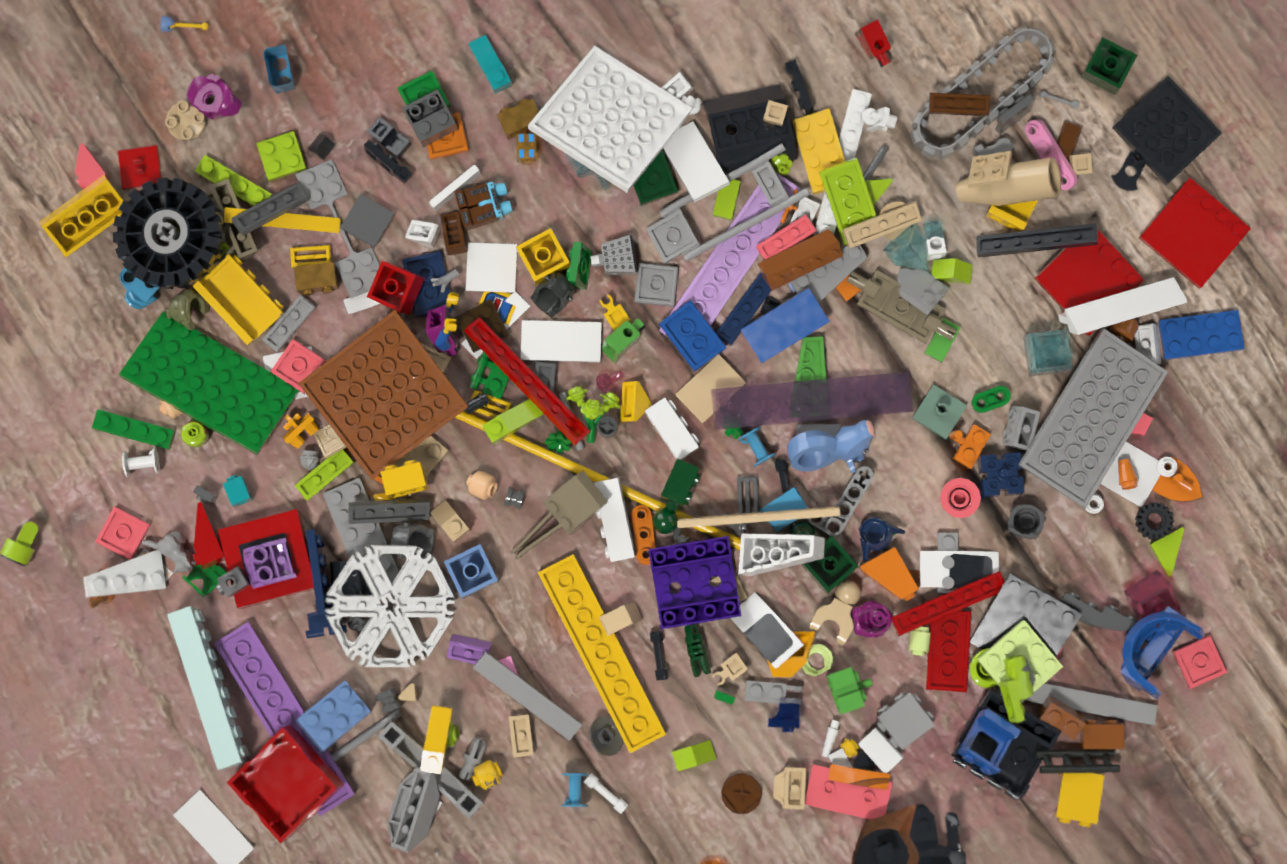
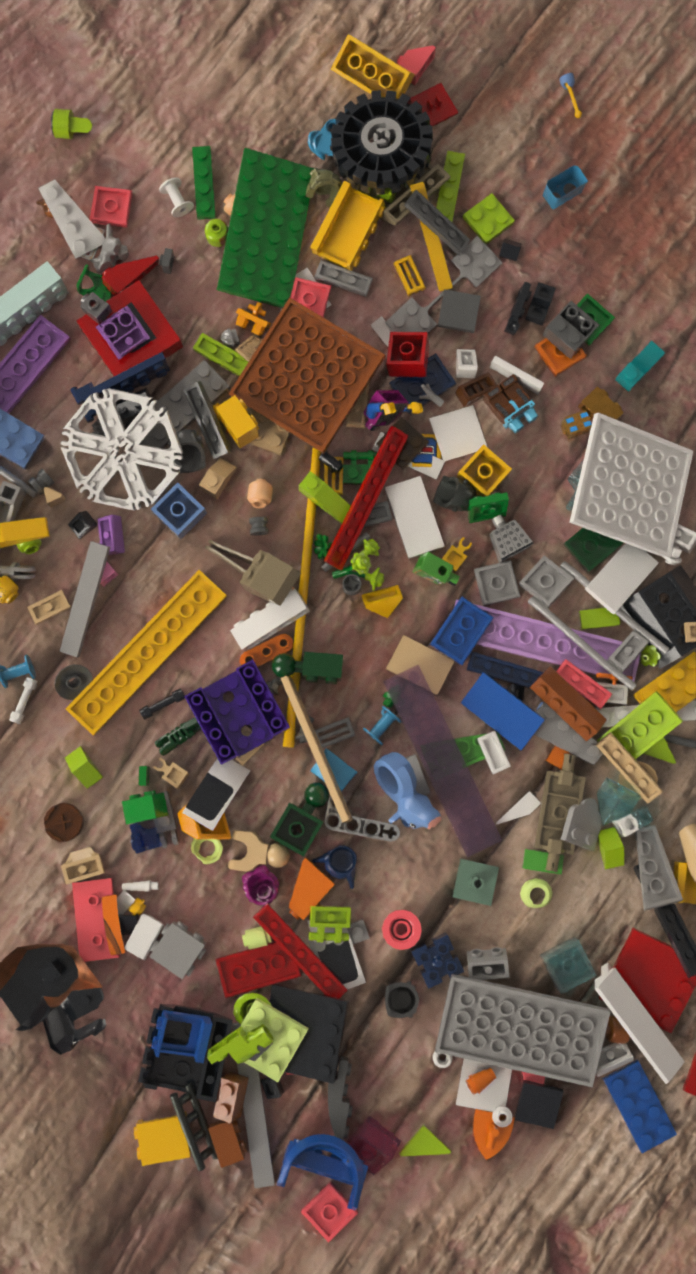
camera: 65 degrees right, 0 degrees up
(185, 121) = (489, 127): tan dish -> none
(225, 101) = (516, 150): magenta piece -> none
(237, 490) = (180, 287): teal brick -> none
(316, 278) = (391, 285): pearl gold brick -> none
(447, 675) = (82, 524): none -> black slope
(605, 382) = (391, 569): clear pink plate -> none
(620, 618) = (183, 658): tan slope -> none
(672, 429) = (370, 643): white brick -> none
(757, 706) = (144, 808): none -> green brick
(772, 552) = (289, 773): white wedge -> none
(781, 467) = (371, 754): black bar -> none
(821, 348) = (493, 752): none -> white tile
(848, 690) = (187, 886): bright green brick -> none
(884, 341) = (522, 808): none -> white sticker
(925, 561) = (329, 916): none -> lime plate
(960, 358) = (534, 883): none -> yellowish green piece
(970, 445) = (455, 922): orange plate -> none
(989, 237) = (656, 874): none -> light grey wing
(990, 400) = (504, 926): green plate -> none
(1066, 676) = (272, 1088): none -> black slope
(1165, 515) = (455, 1131): black tyre -> none
(1167, 428) = (538, 1104): none -> black tile

